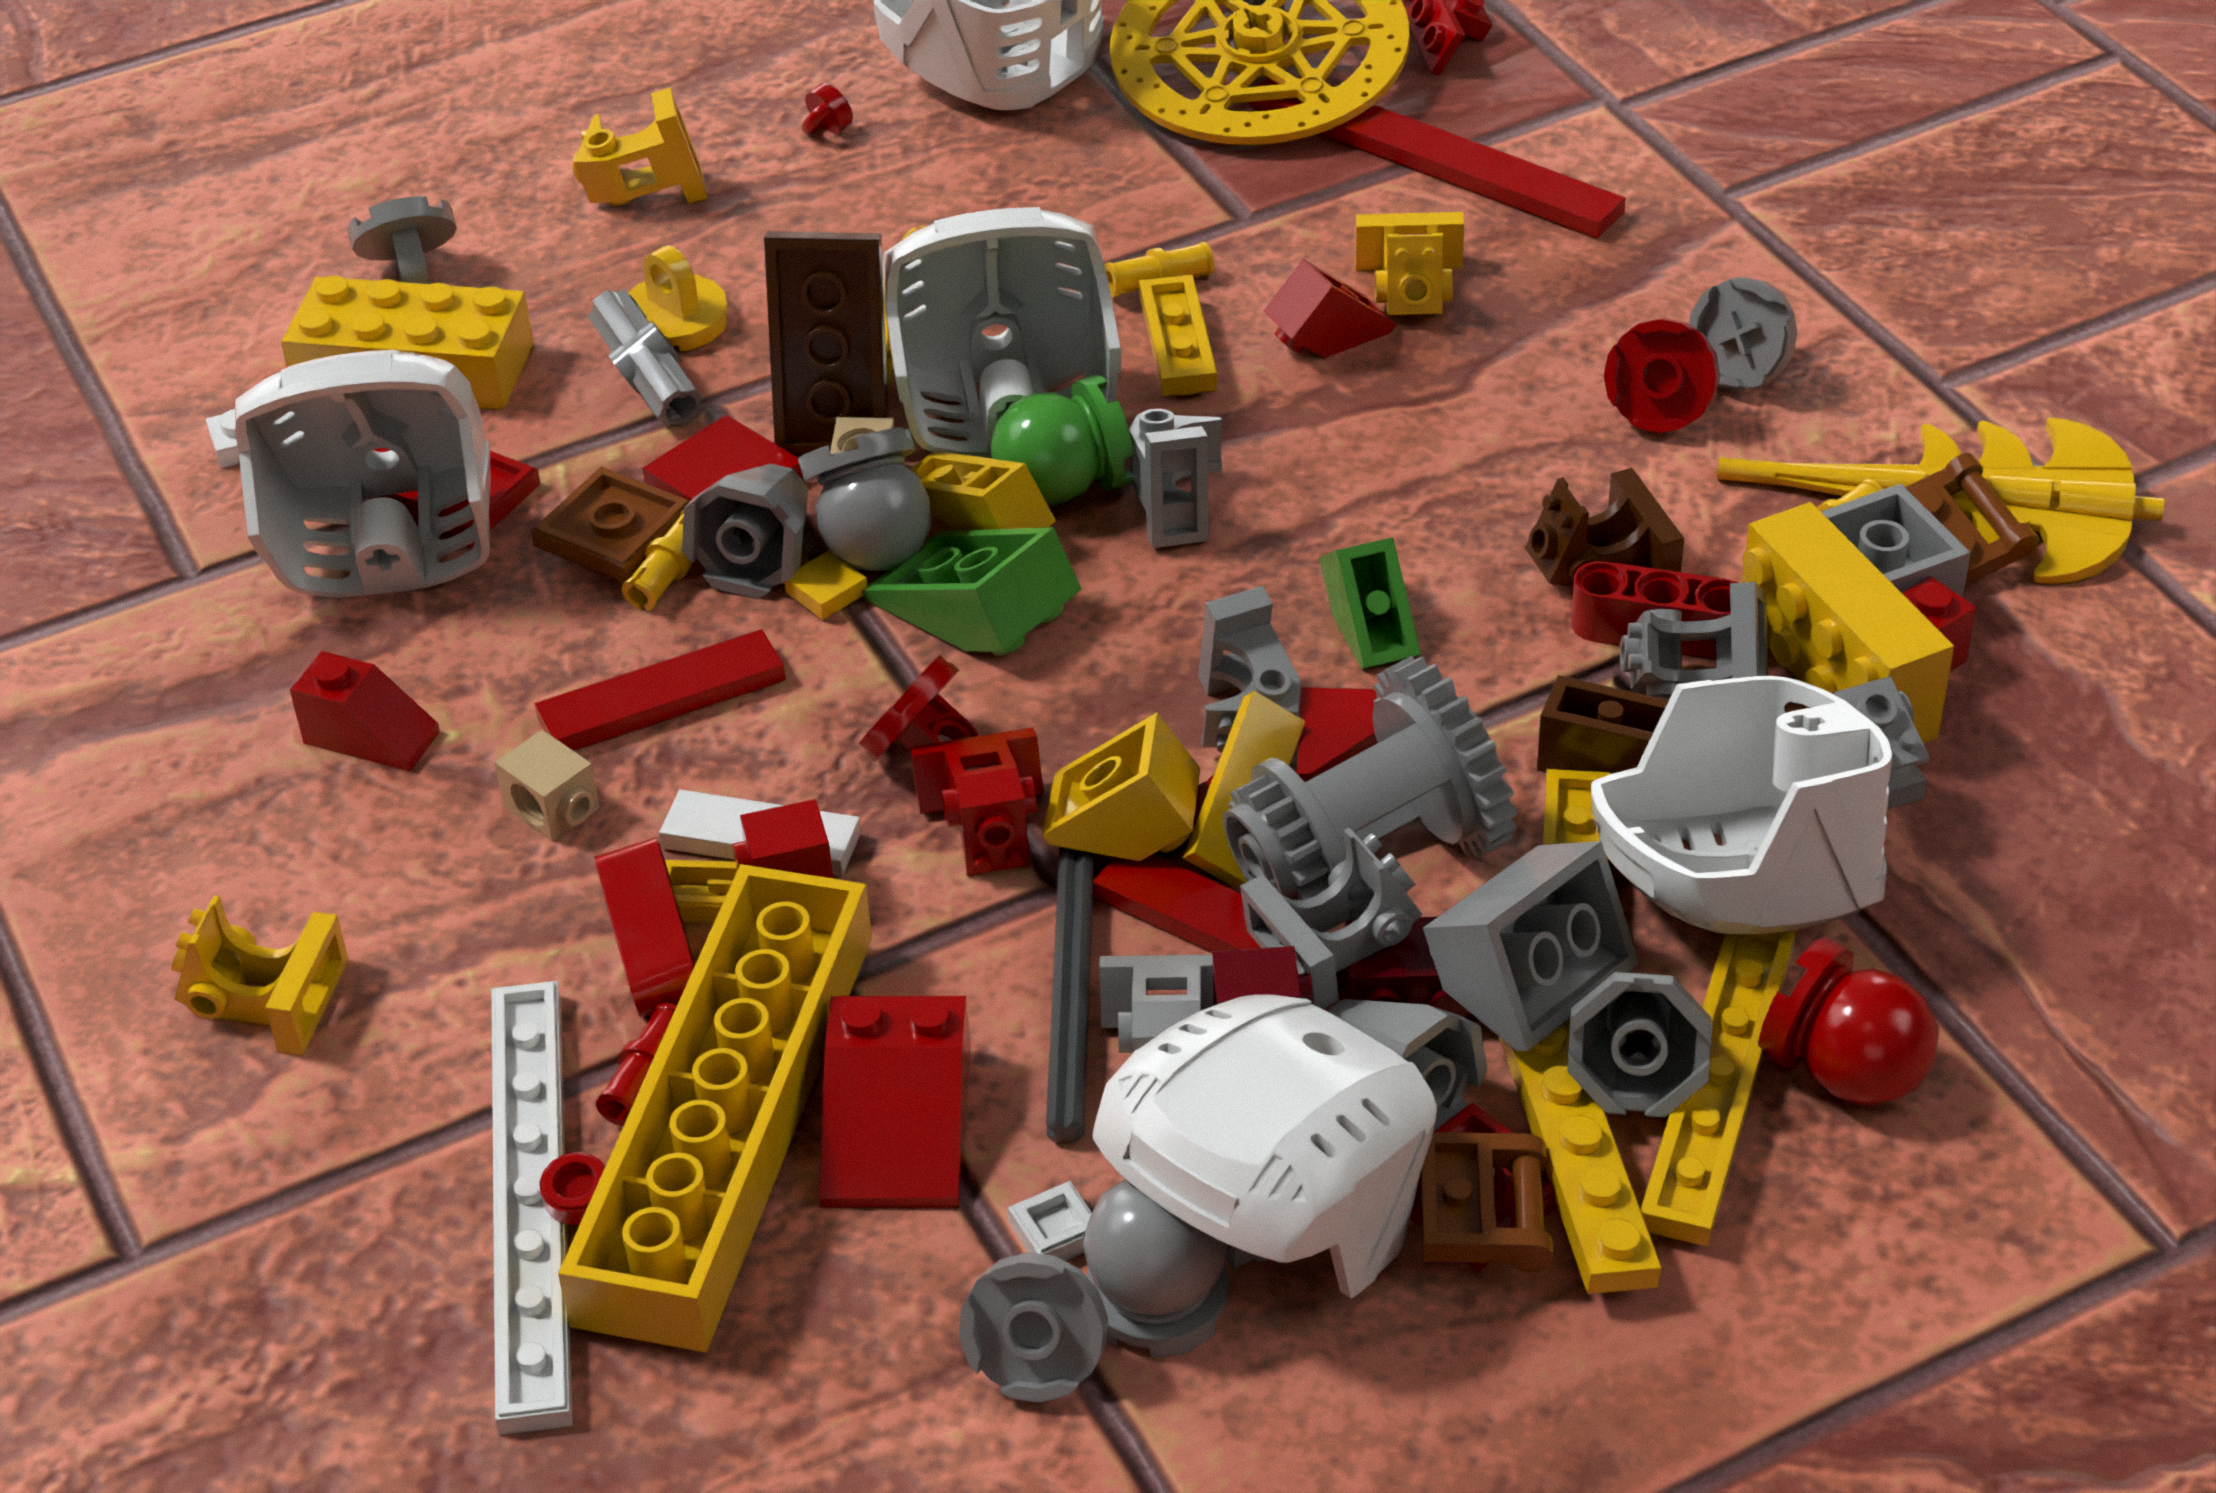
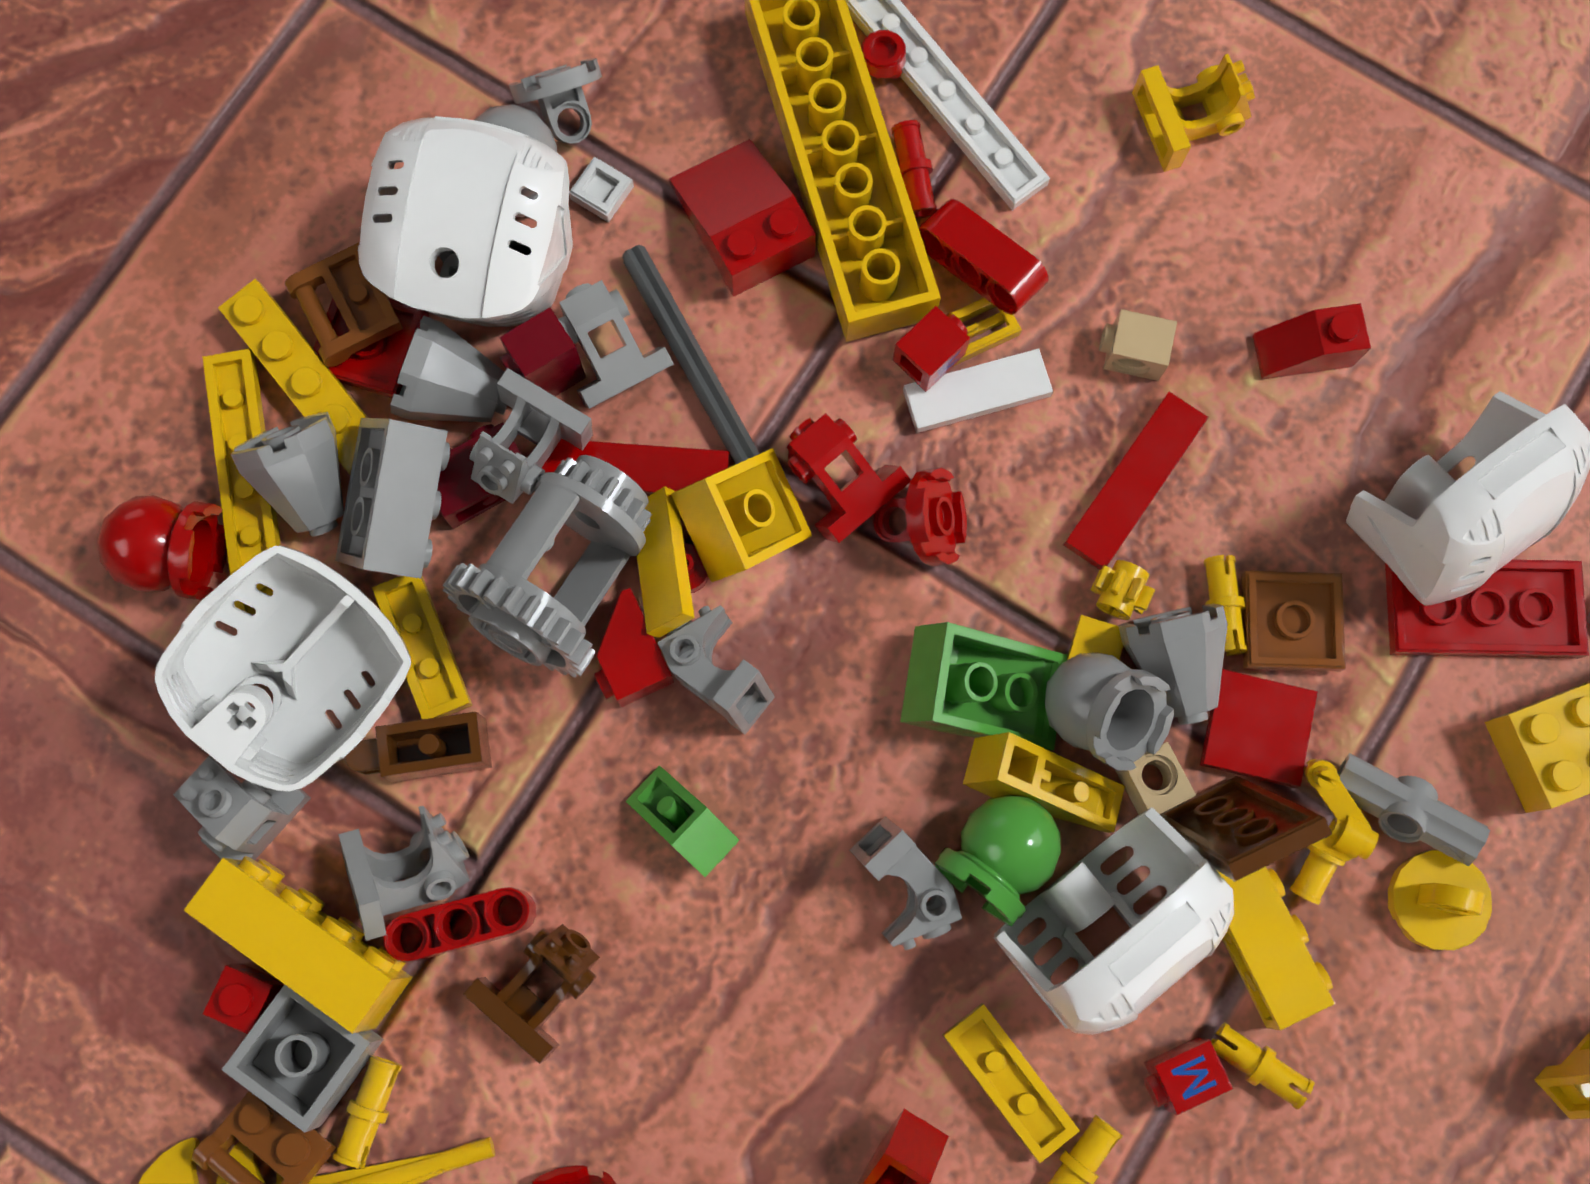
camera: 145 degrees right, 35 degrees up
(718, 360) = (1349, 837): none -> yellow pin
(762, 597) = (1122, 589): none -> yellow gear

